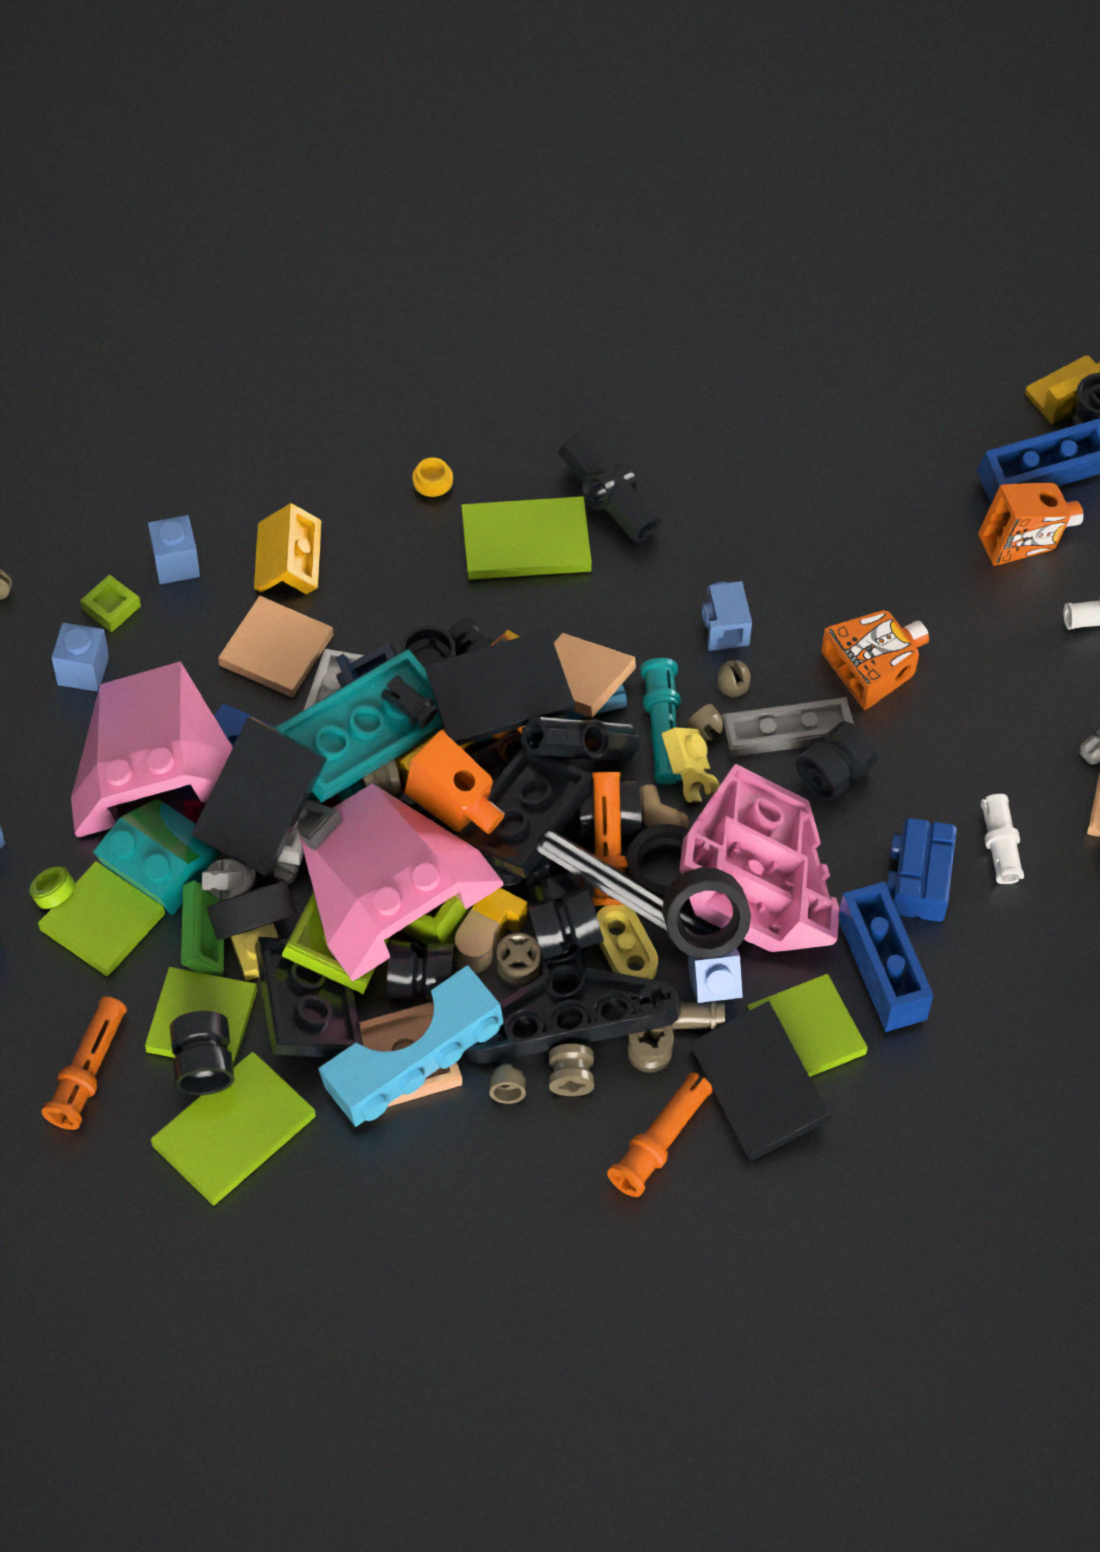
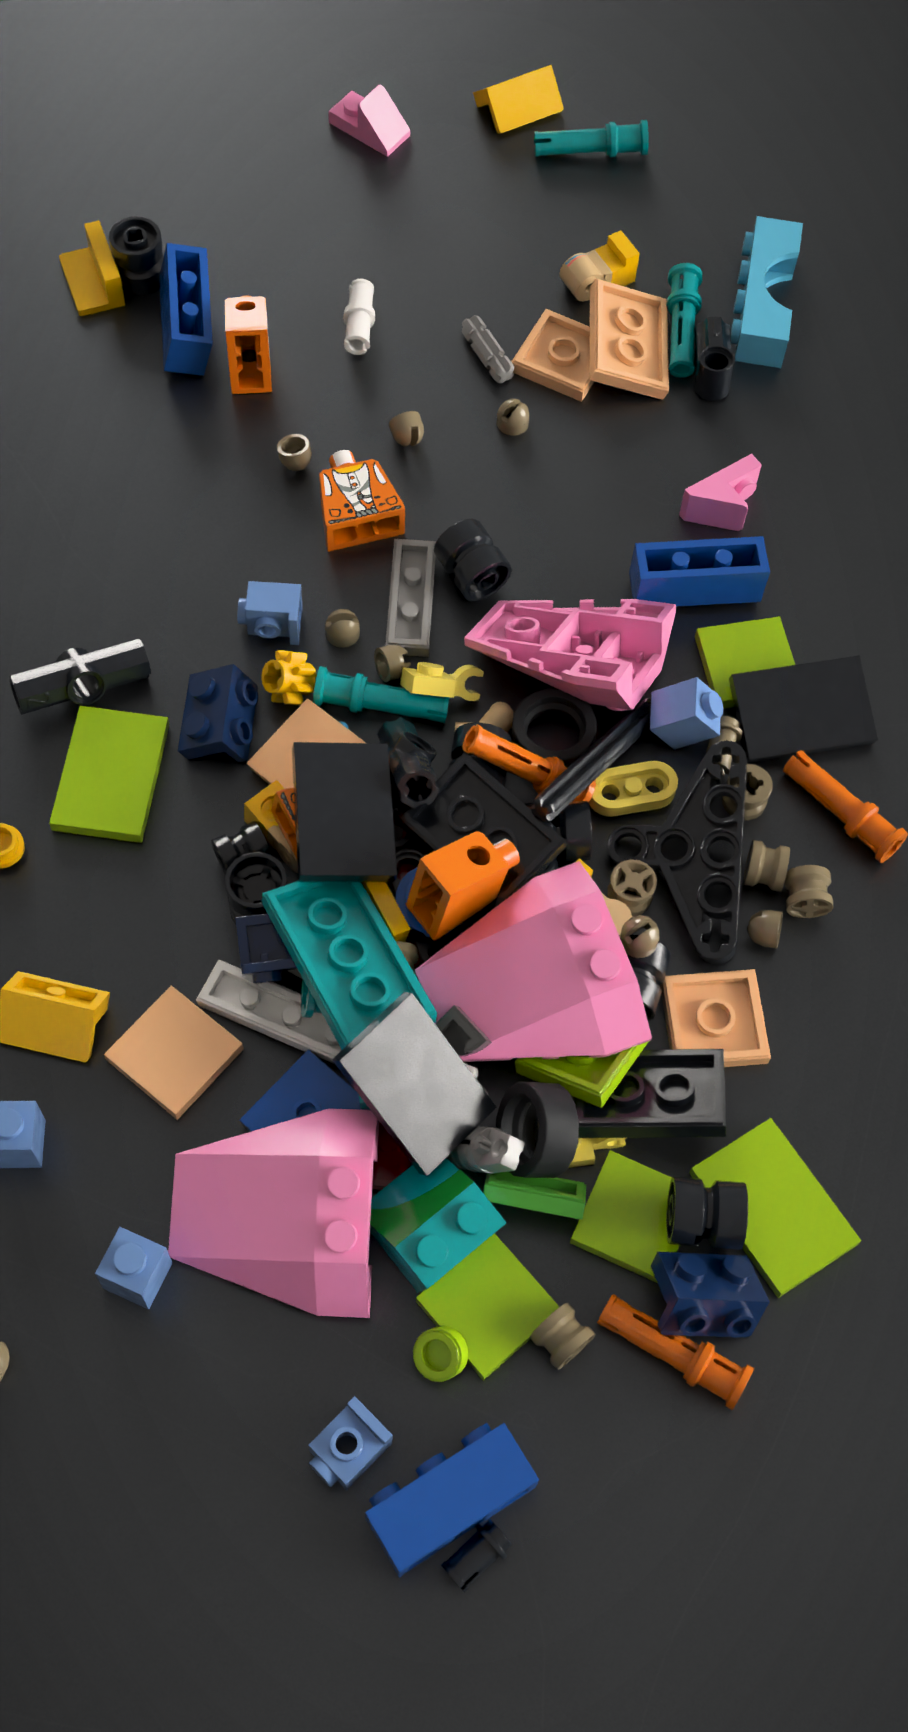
camera: 80 degrees left, 5 degrees up
(81, 972) = (562, 1336): none -> dark tan wheel
(110, 603) = (56, 1226): lime tile -> none
(135, 1073) = (709, 1294): none -> dark blue bracket
(369, 1080) = (707, 945): medium azure arch -> none
(410, 702) = (350, 895): black pin -> none
(441, 955) = (646, 942): none -> dark tan hinge
(553, 1110) = (808, 891): none -> dark tan wheel
(565, 922) = (622, 815): black wheel -> none
(607, 602) = (218, 714): none -> dark blue bracket
(656, 639) = (288, 677): none -> yellow gear
(717, 943) = (658, 685): black tyre -> none
(917, 593) = (294, 452): none -> dark tan hinge
(923, 869) = (603, 523): blue brick -> none
(982, 679) = (407, 428): none -> dark tan hinge
(998, 965) = (721, 497): none -> bright pink slope
(1002, 839) = (582, 458): white pin -> none
(1036, 772) = (517, 422): none -> dark tan hinge

